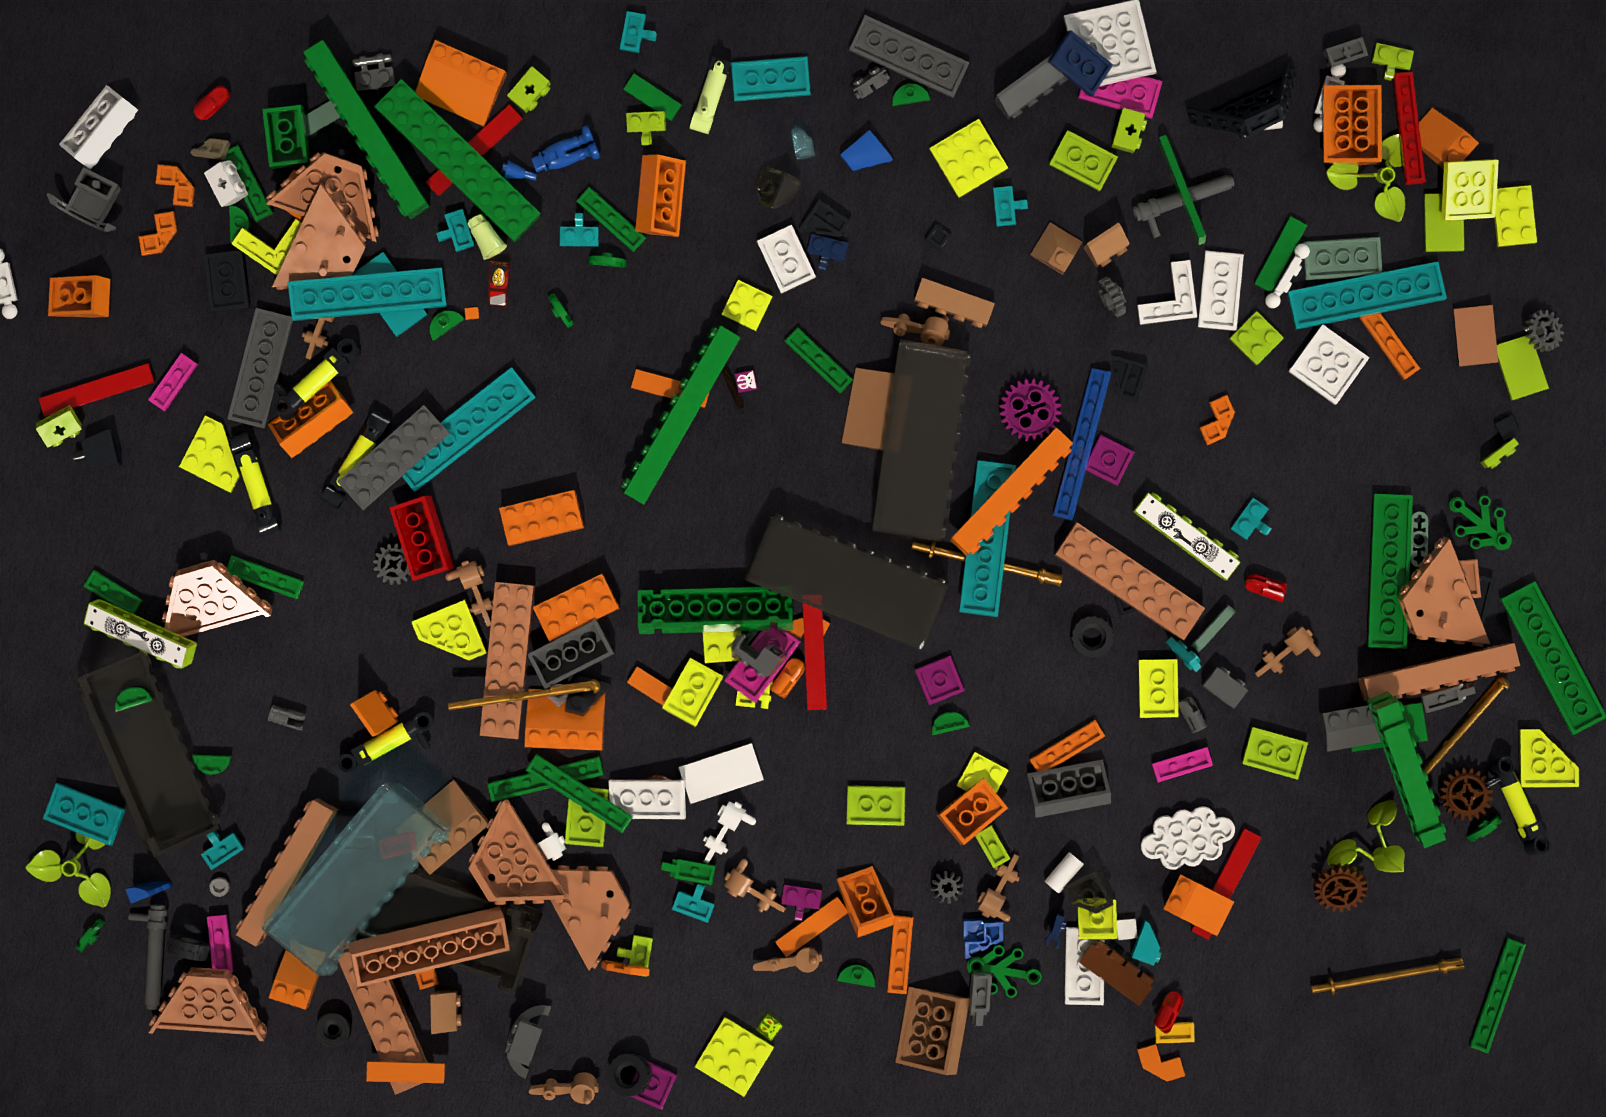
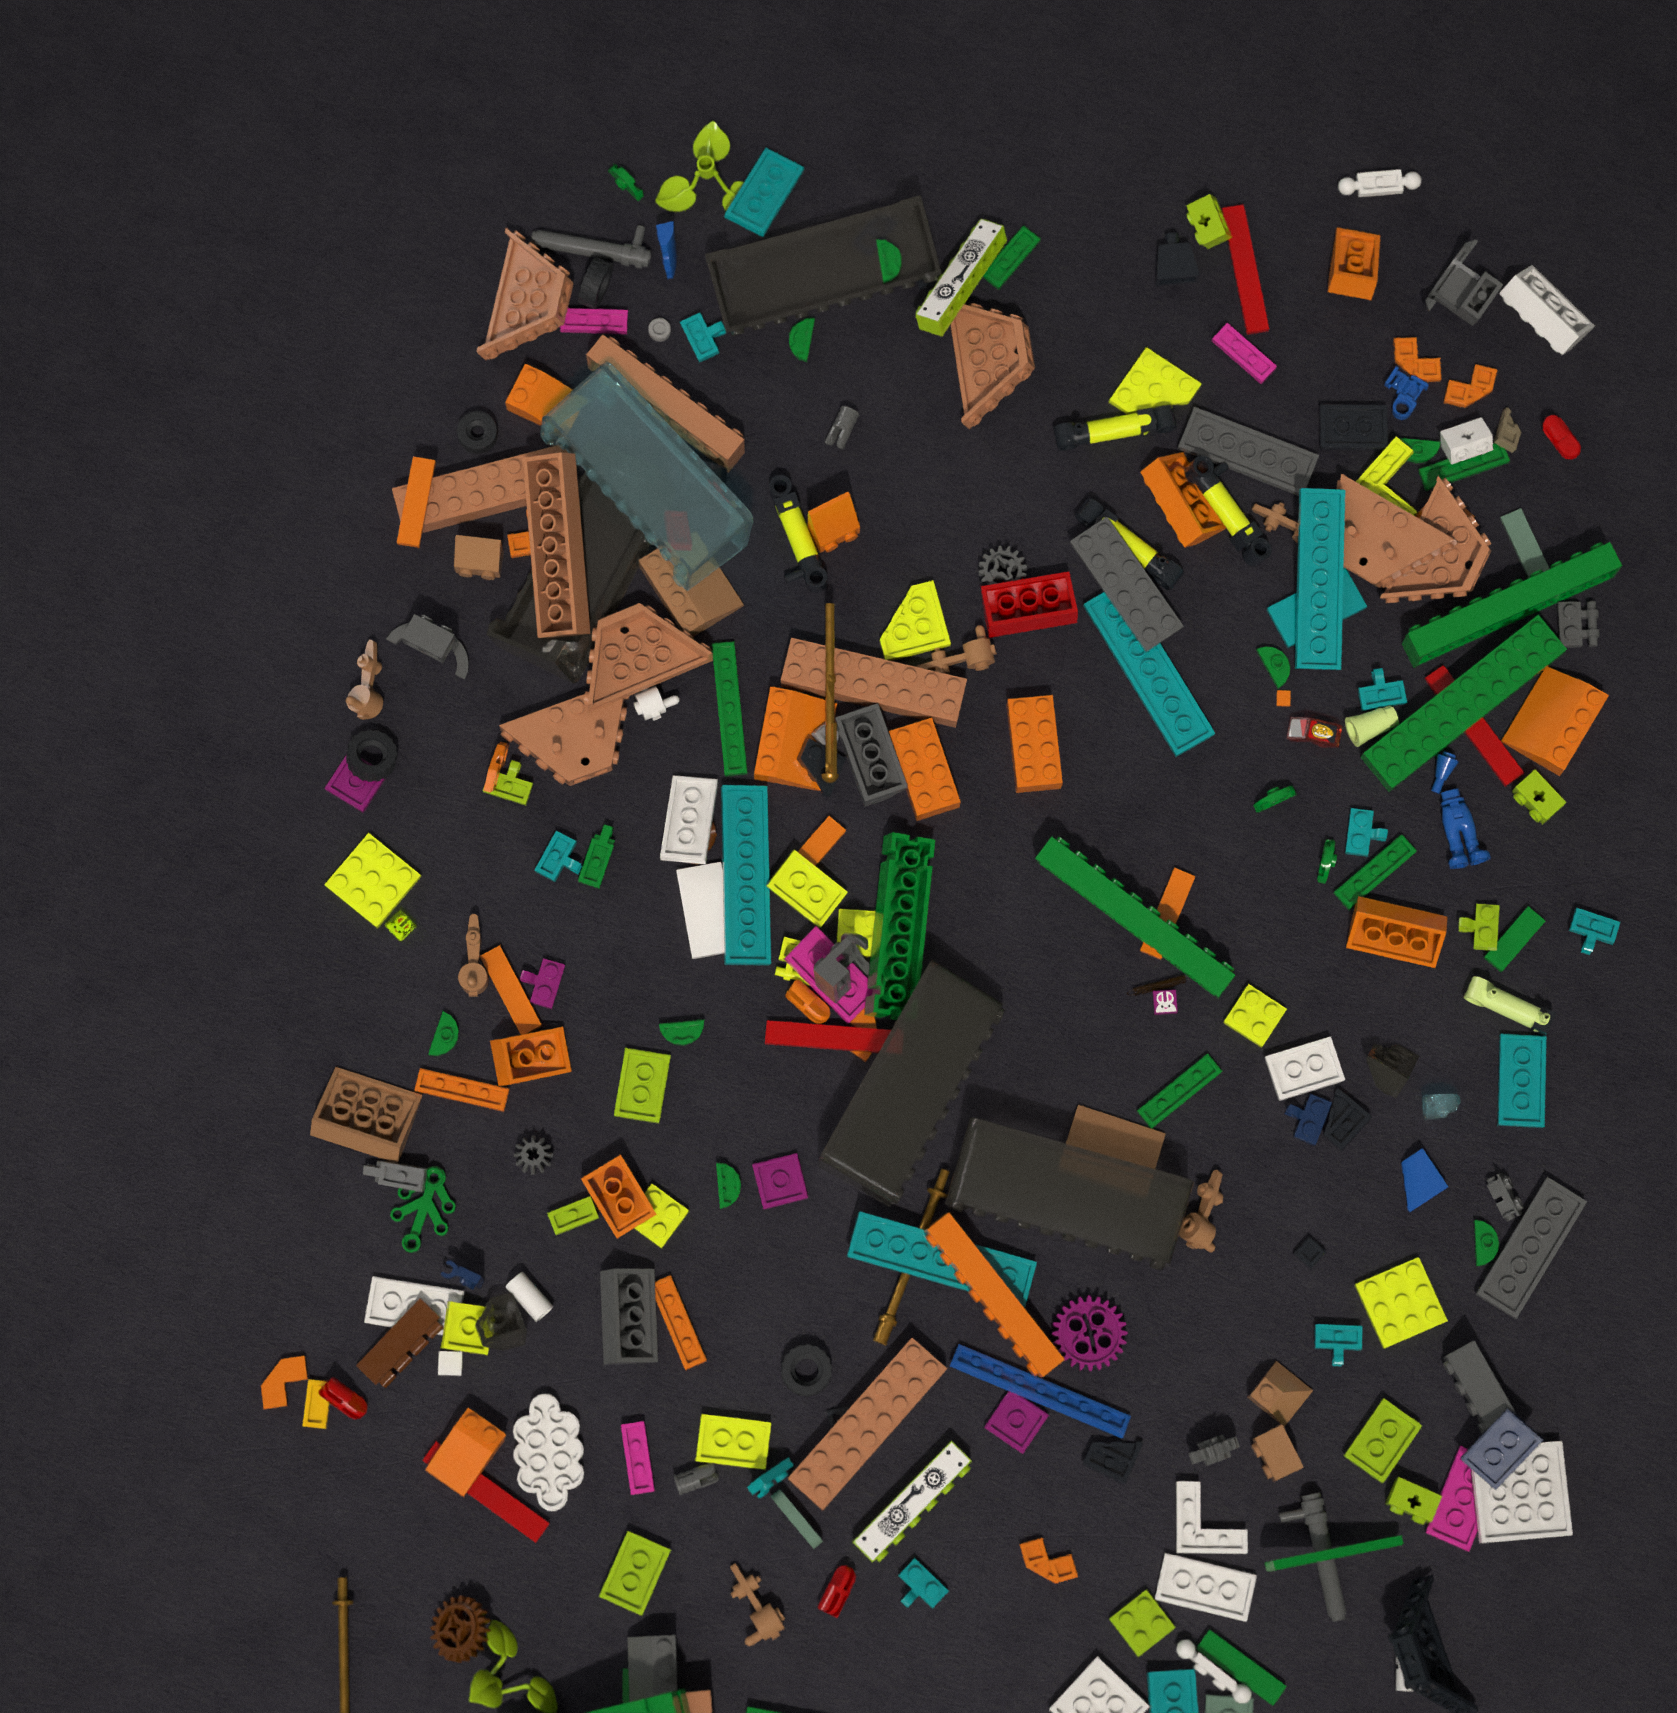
camera: 95 degrees right, 10 degrees down
(185, 237) = (1409, 389): none -> blue piece
(265, 577) = (1006, 425): green tile -> none
(286, 136) = (1514, 513): green brick -> none
(579, 793) = (707, 743): green tile -> none
(583, 826) = (679, 748): lime plate -> none
(687, 745) = (745, 875): none -> teal plate
(730, 818) = (653, 912): white piece -> none
(740, 884) = (574, 913): medium nougat piece -> none
(827, 778) = (682, 1032): none -> green plate
(954, 302) = (1229, 1260): medium nougat brick -> none
(981, 933) = (472, 1188): blue slope -> none
(992, 900) = (508, 1206): medium nougat piece -> none
(1146, 945) = (426, 1384): teal slope -> none
(1225, 687) = (723, 1523): dark grey brick -> none

